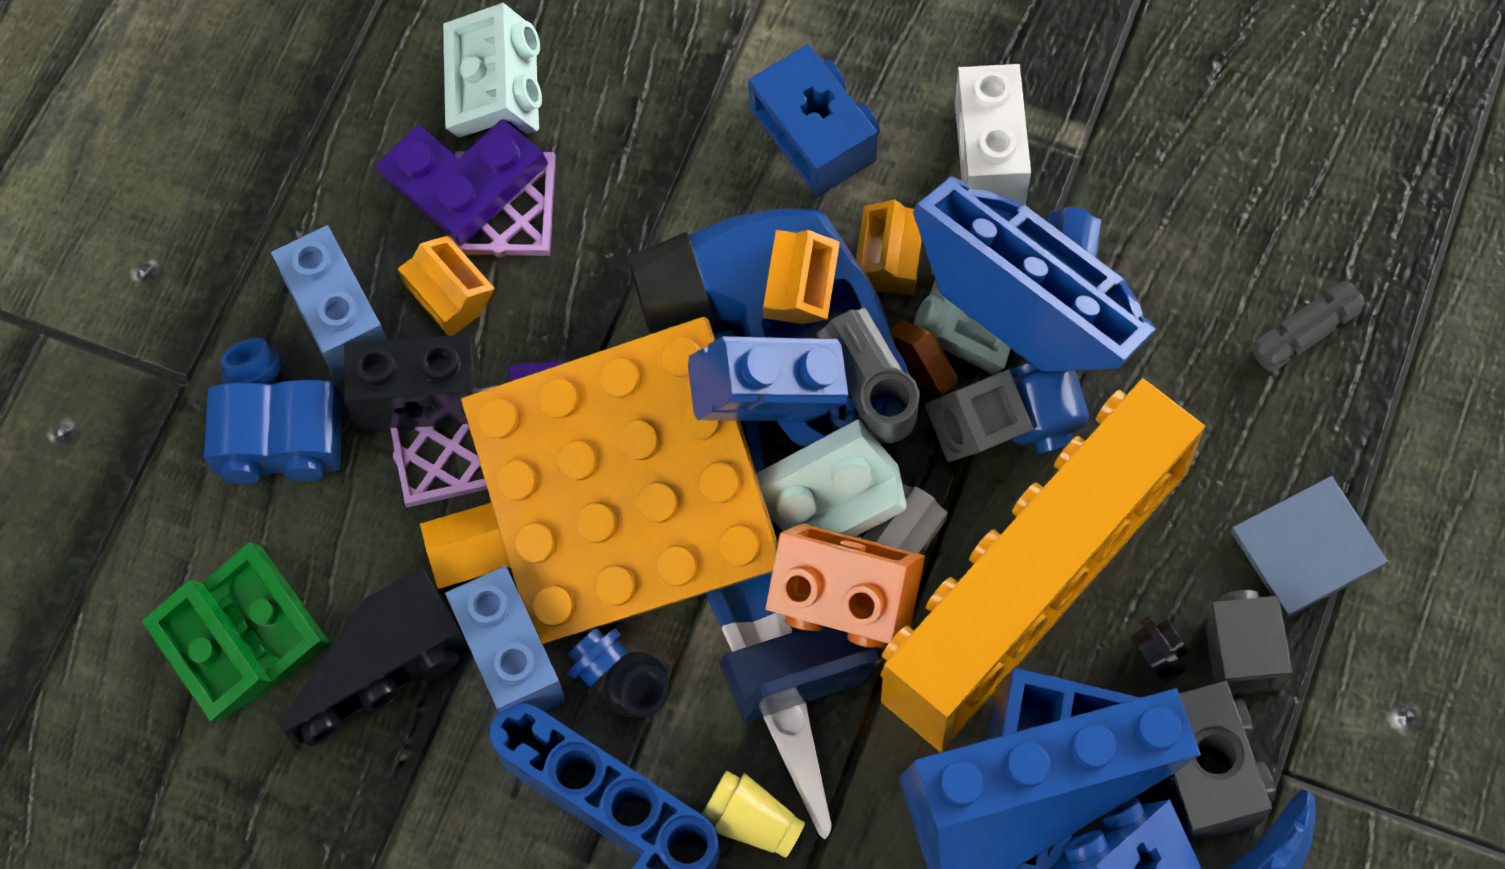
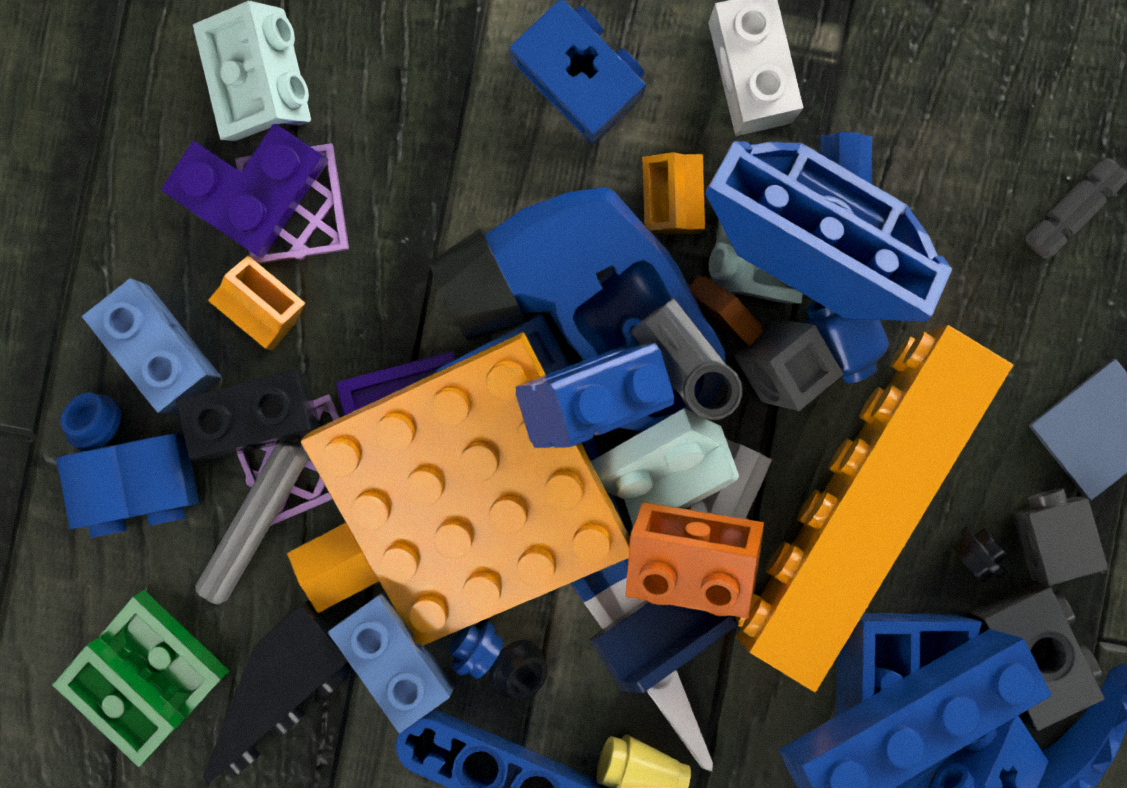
camera: 15 degrees left, 20 degrees up
(389, 491) = (251, 522): none -> light grey axle
(800, 277) = (605, 275): light orange piece -> none

